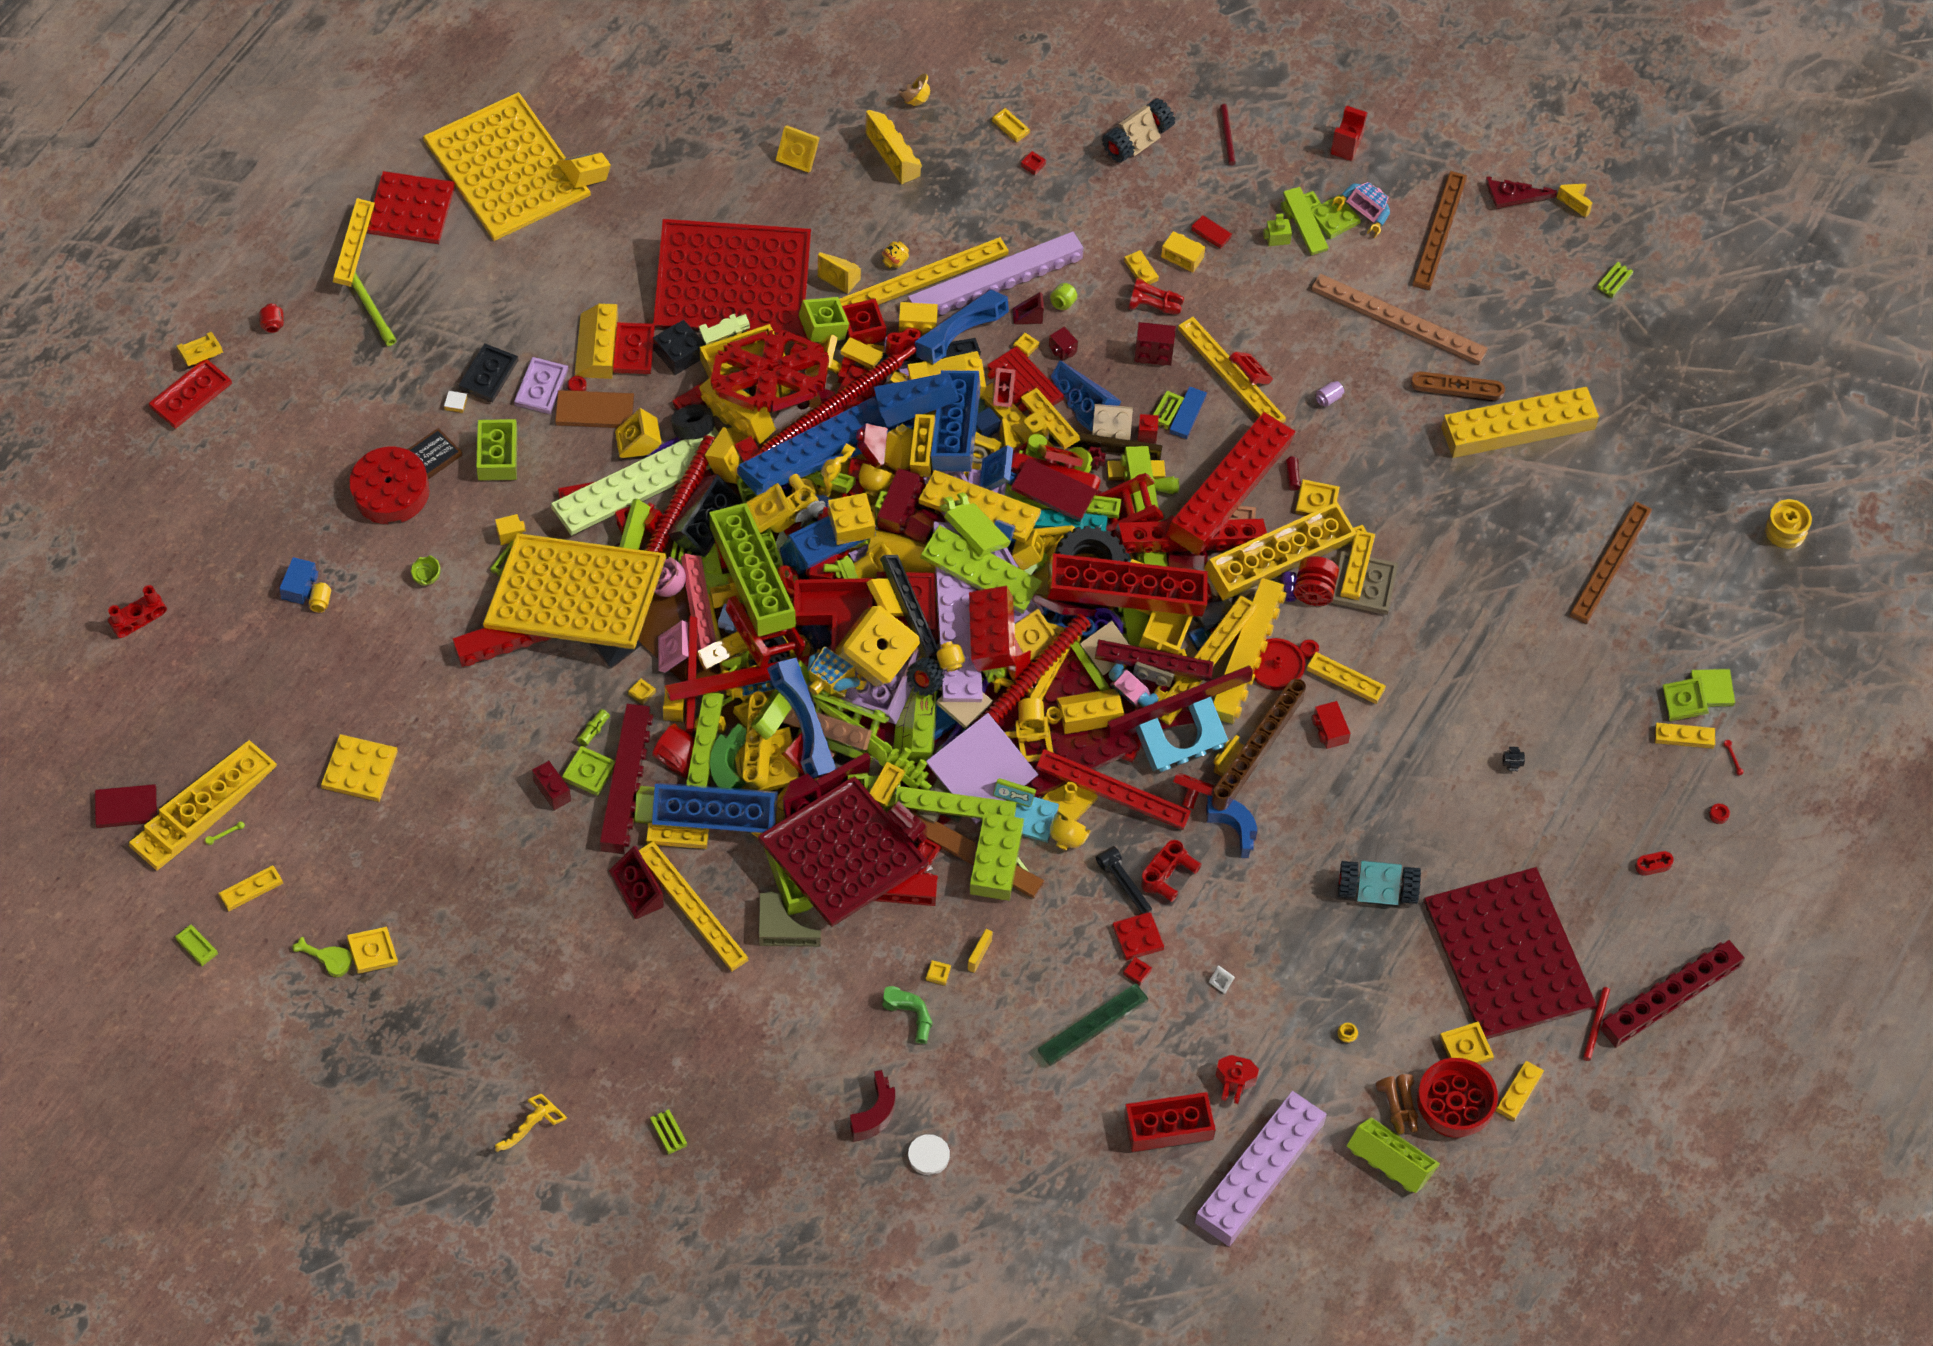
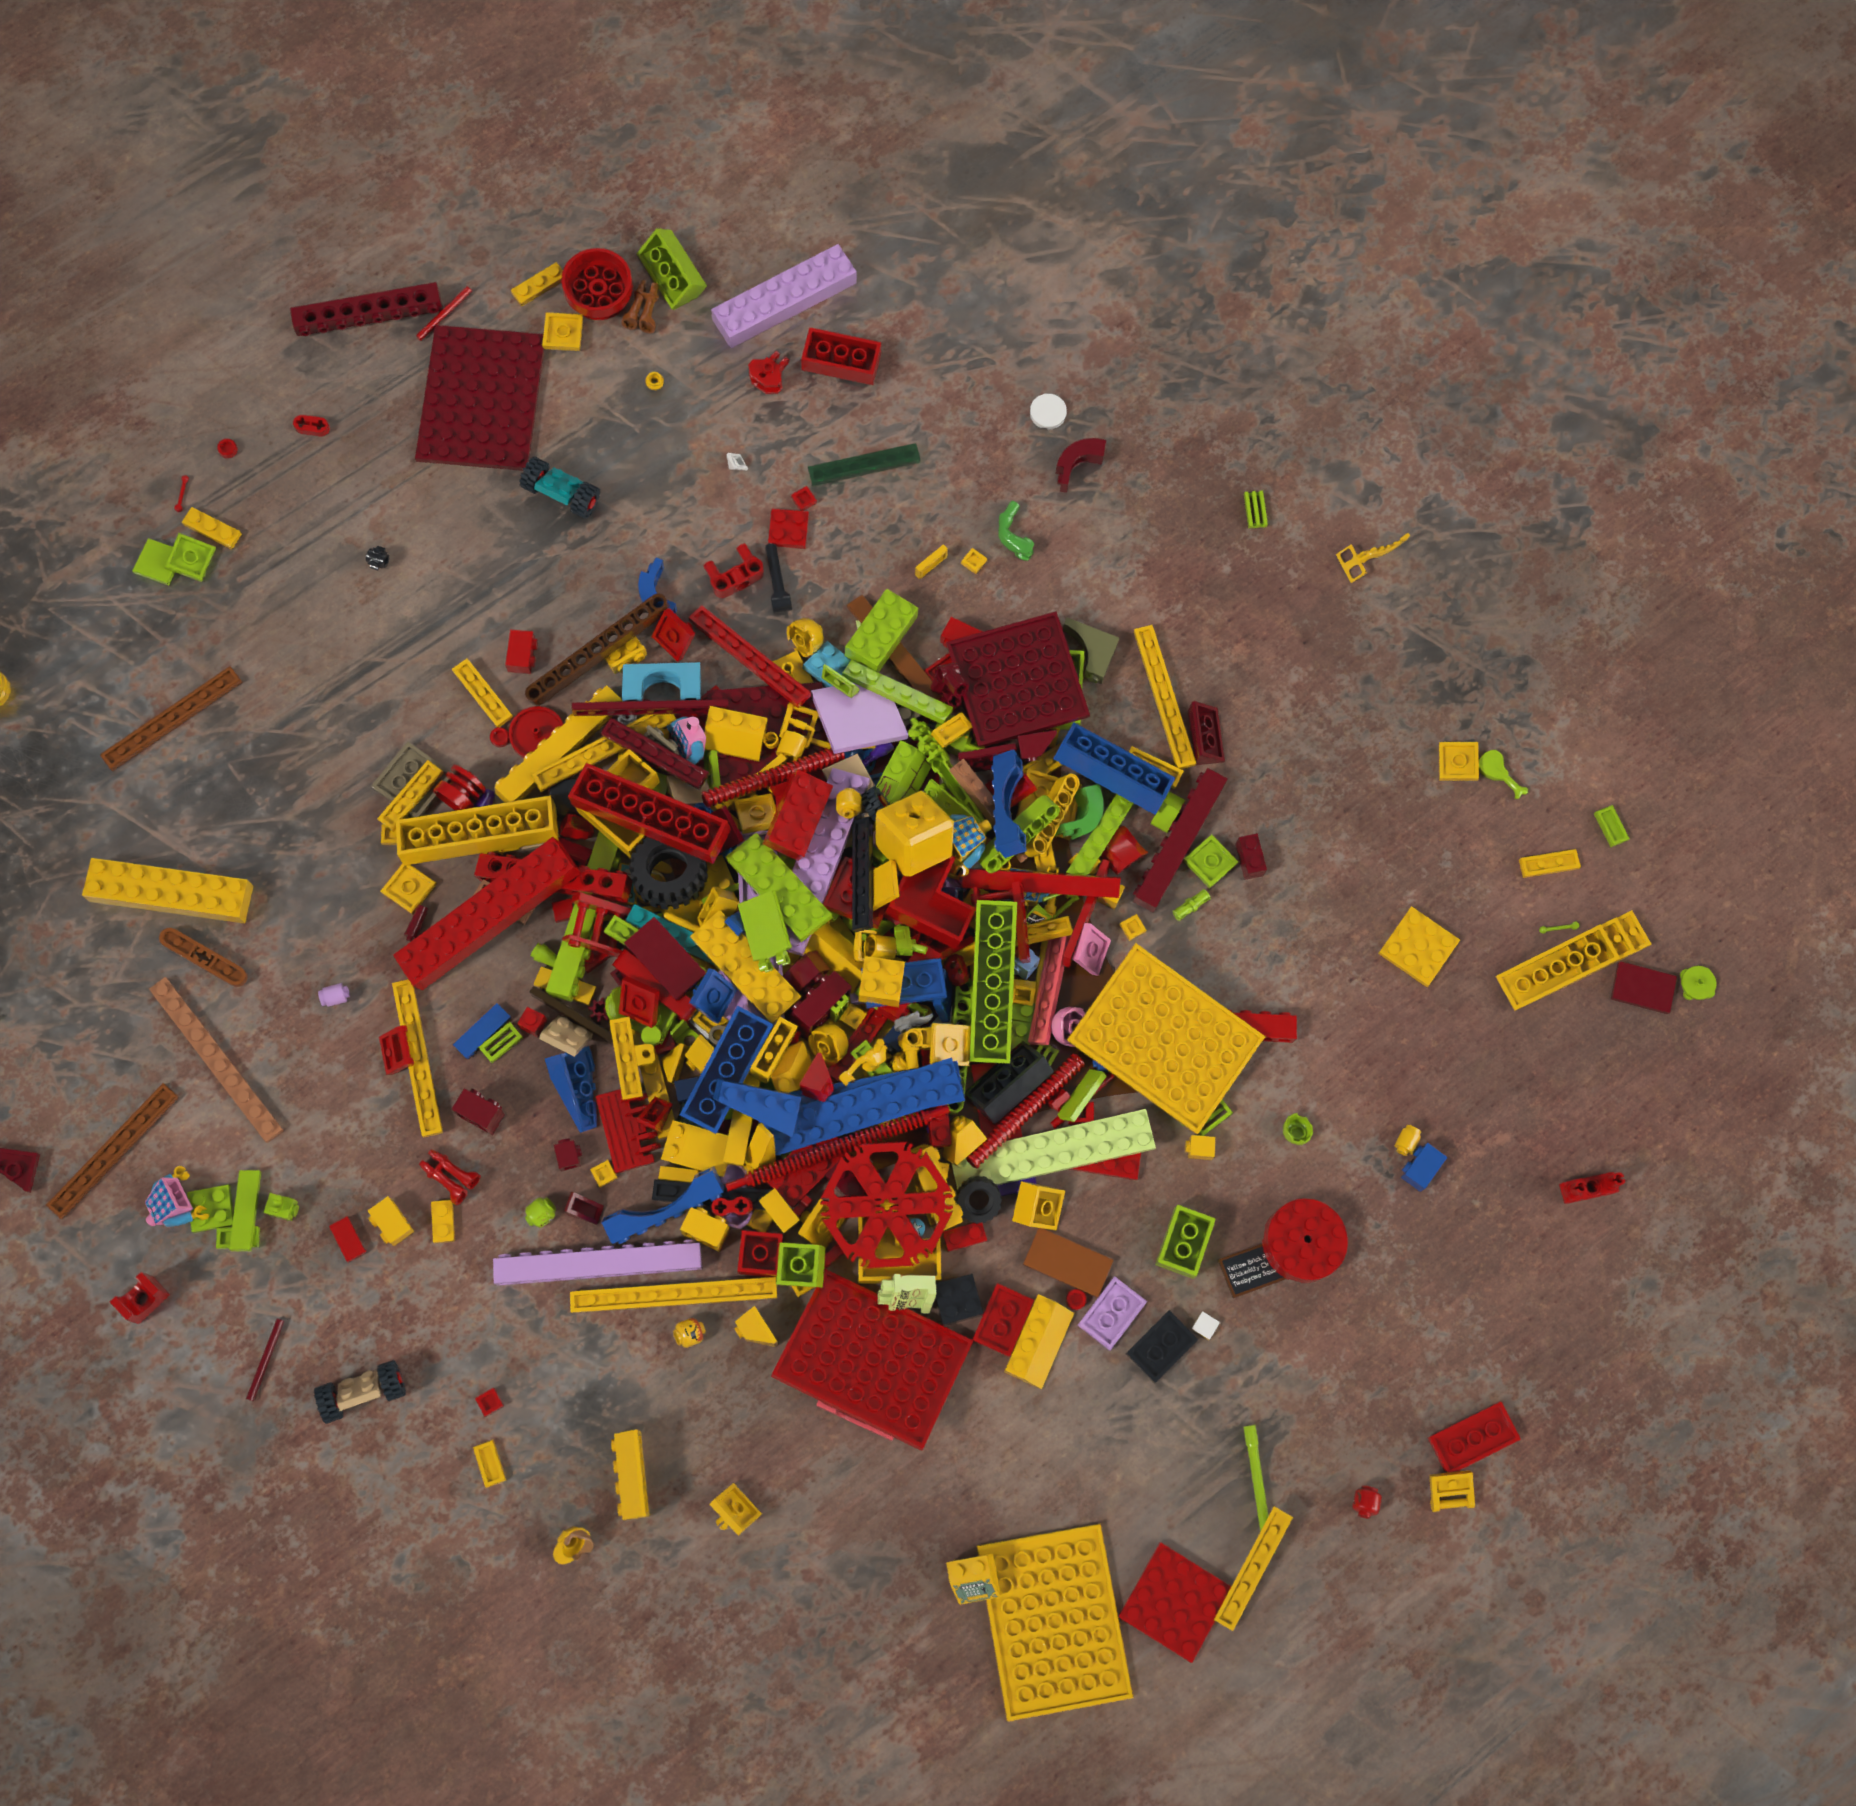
camera: 160 degrees left, 15 degrees up
(72, 828) = (1698, 983): none -> lime piece

